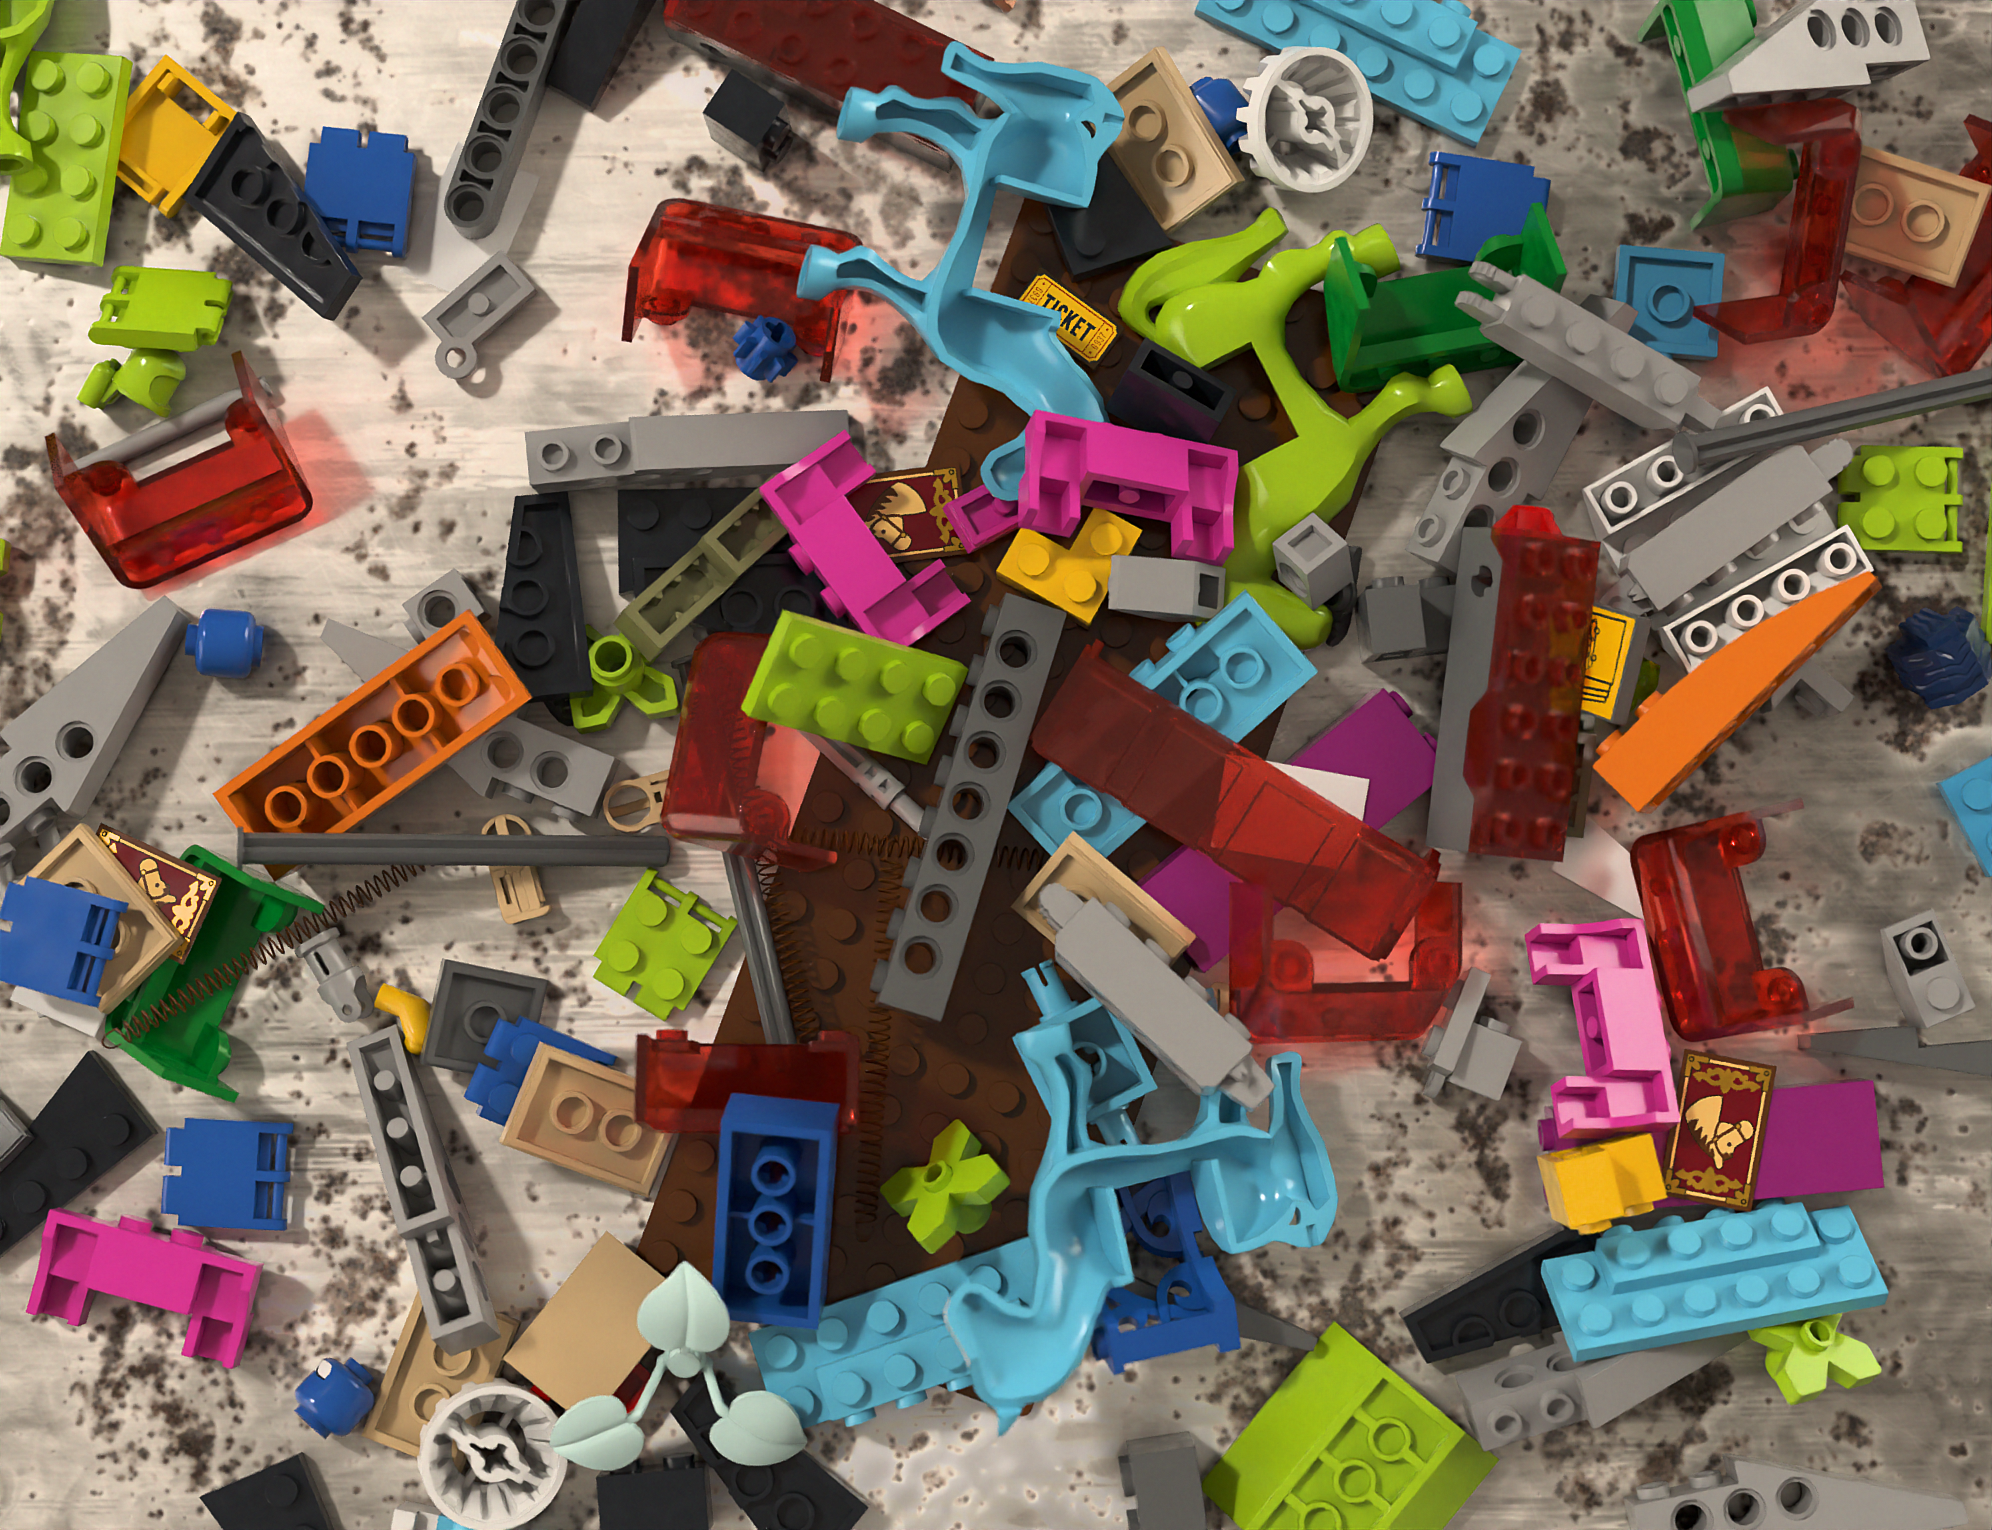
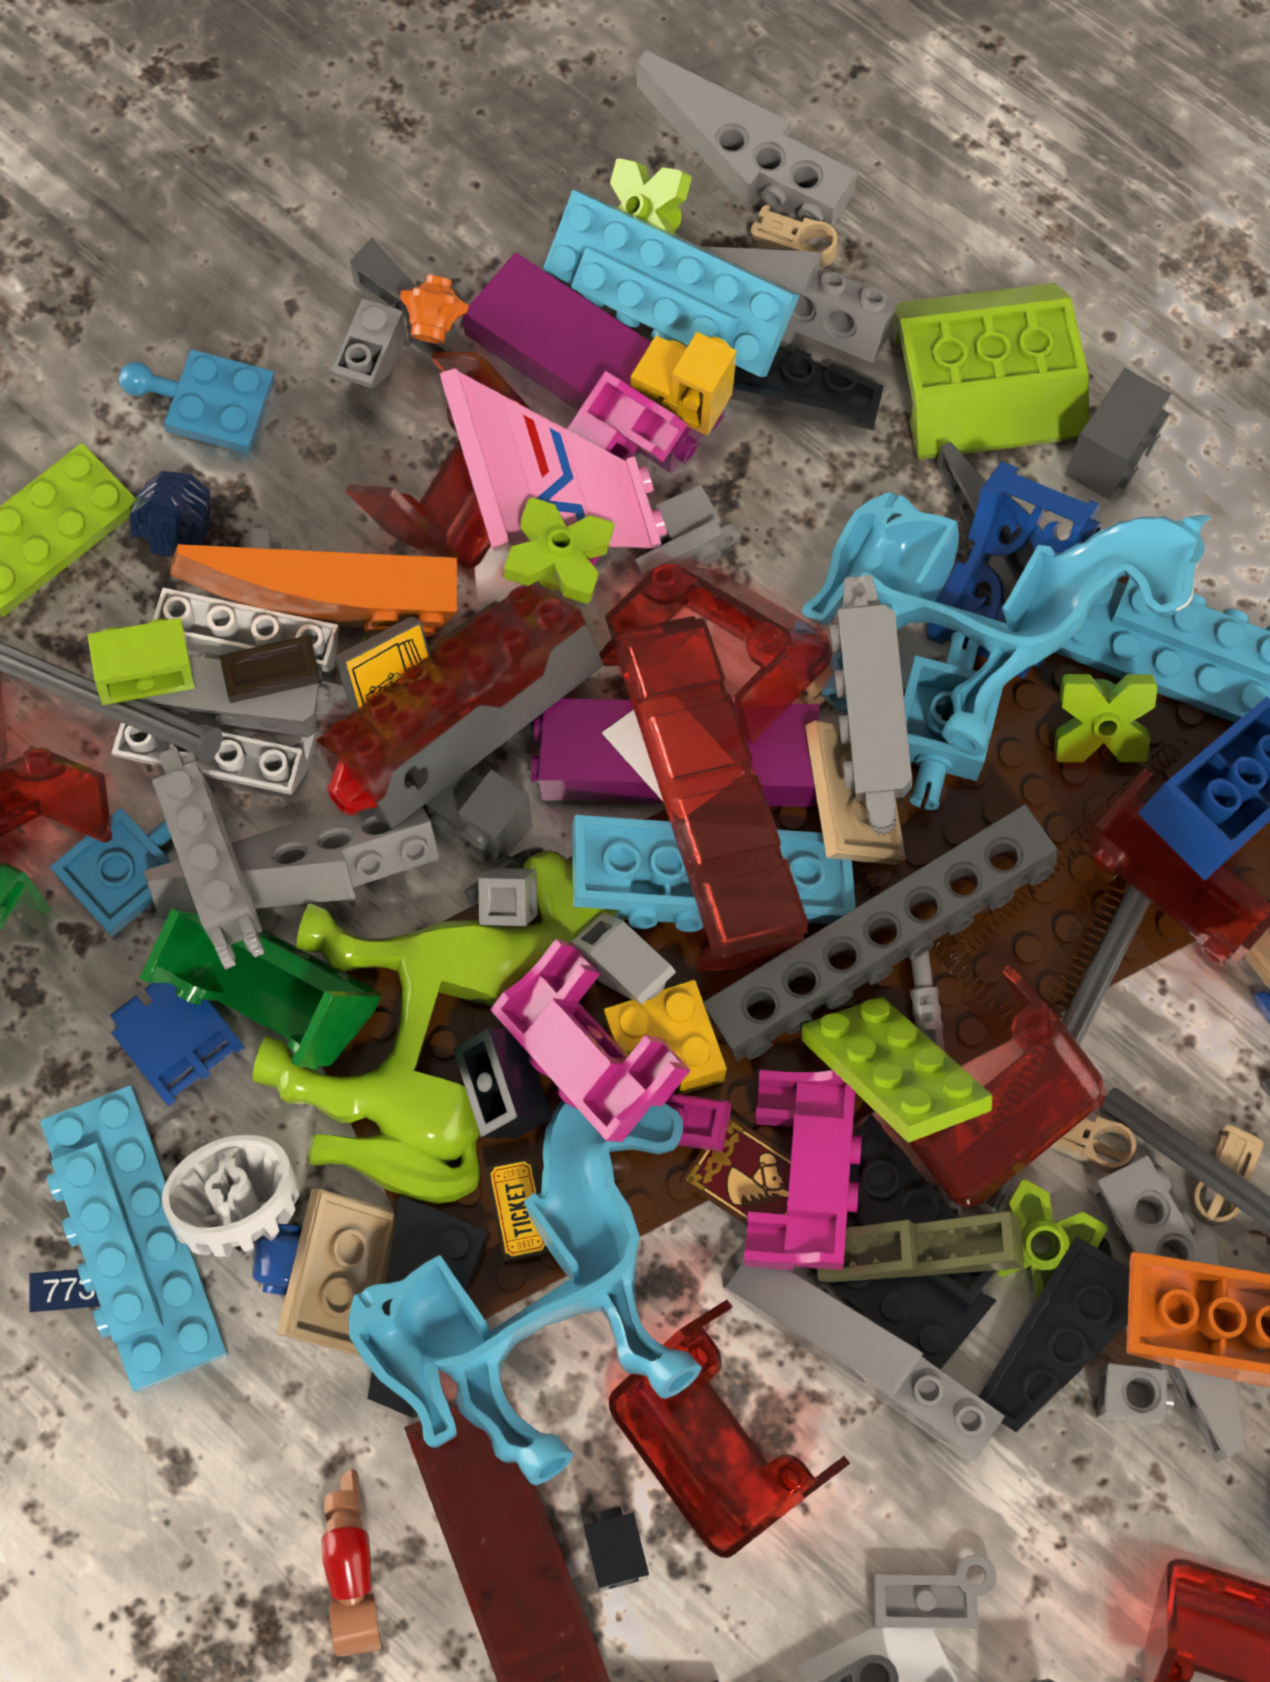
camera: 140 degrees left, 15 degrees down
(661, 947) = (1164, 1039): lime plate -> none
(765, 349) = (745, 1378): blue gear -> none
(1532, 897) = (558, 553): none -> lime plant
(1636, 966) = (526, 456): none -> bright pink piece
(1654, 1450) = (785, 233): none -> tan piece
(1702, 570) = (270, 669): none -> dark brown tile
(1721, 1130) = (575, 360): sticker -> none
(1816, 471) = (140, 661): none -> lime brick
(1897, 1048) = (432, 309): none -> orange rock
(1902, 499) = (86, 610): lime plate -> none

